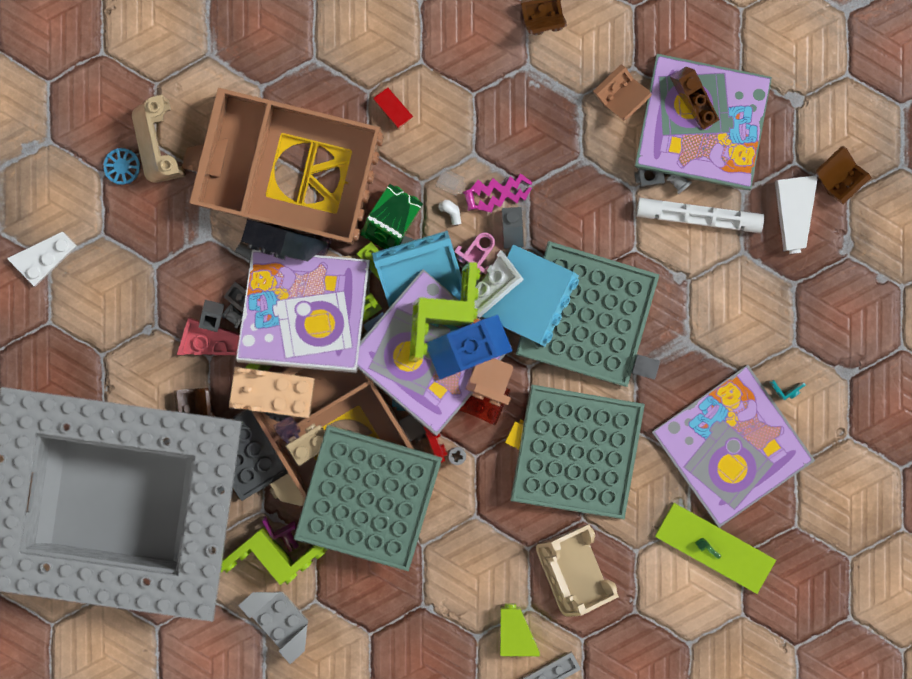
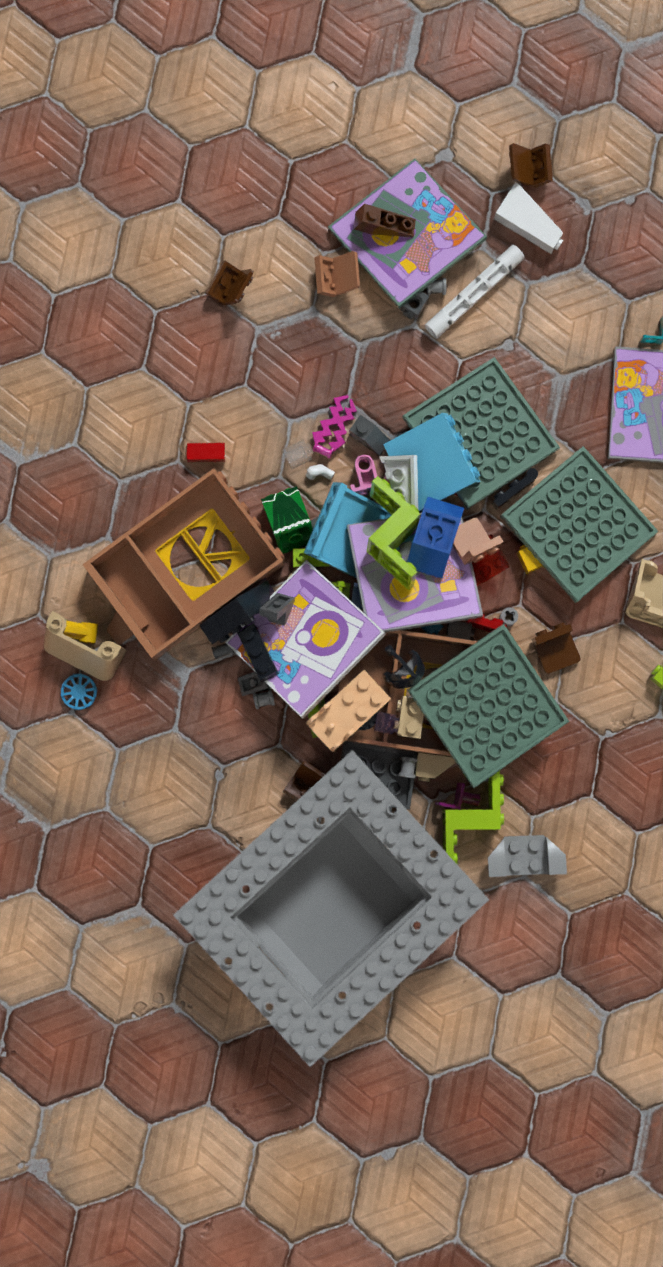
camera: 60 degrees left, 5 degrees down
(43, 257) = (97, 810): white wing -> none
(170, 131) = (82, 631): none -> yellow piece
(204, 341) = (265, 733): coral wing -> none
(211, 315) = (249, 715): dark grey brick -> none
(262, 283) = (258, 652): none -> black plate
(271, 473) = (407, 767): none -> light grey bush
(310, 269) = (278, 608): none -> dark grey slope
(341, 411) = (407, 668): none -> black helmet
(463, 513) = (556, 648): none -> reddish brown bracket
(565, 377) = (515, 487): none -> black plate
(645, 367) = (556, 421): flat silver panel -> none

